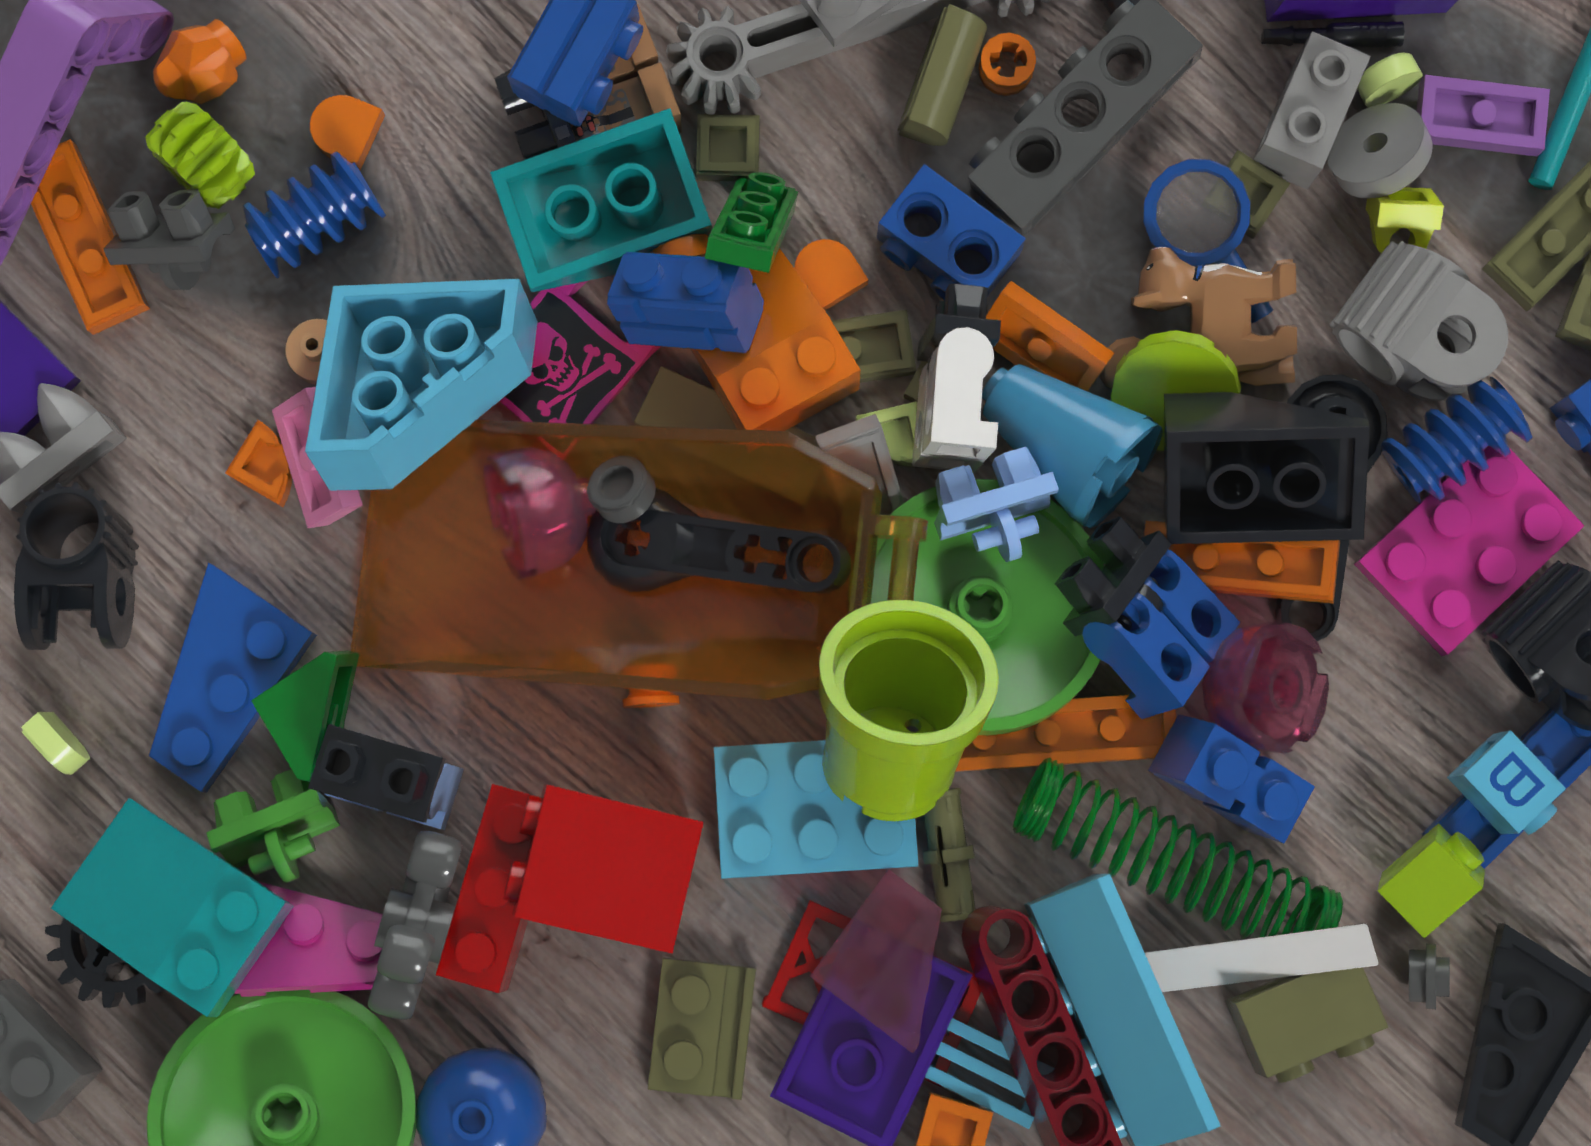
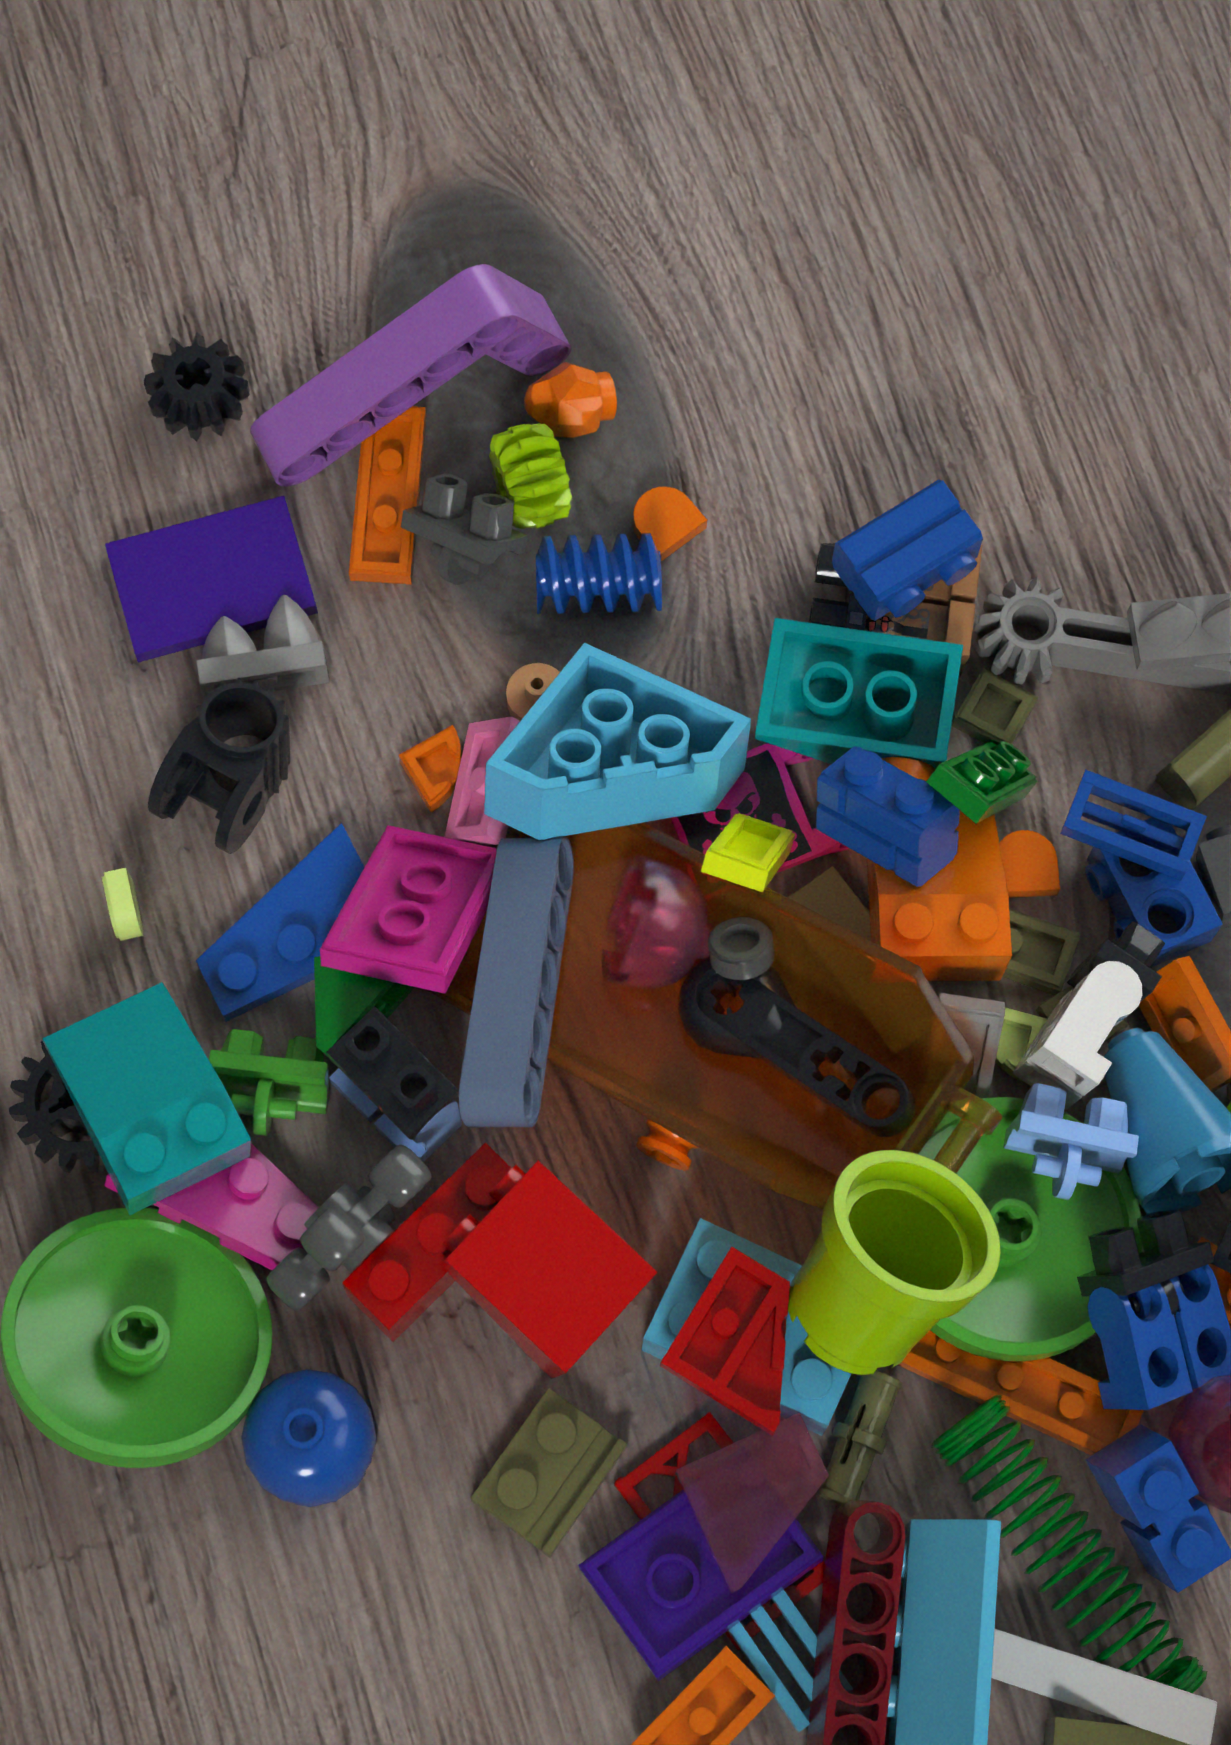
camera: 25 degrees right, 10 degrees down
(316, 609) = (412, 910): none -> dark pink tile
(442, 628) = (516, 983): none -> sand blue beam
(581, 399) = (748, 852): none -> neon yellow tile
(803, 841) = (737, 1340): none -> red wing
(903, 216) = (1125, 847): none -> blue tile

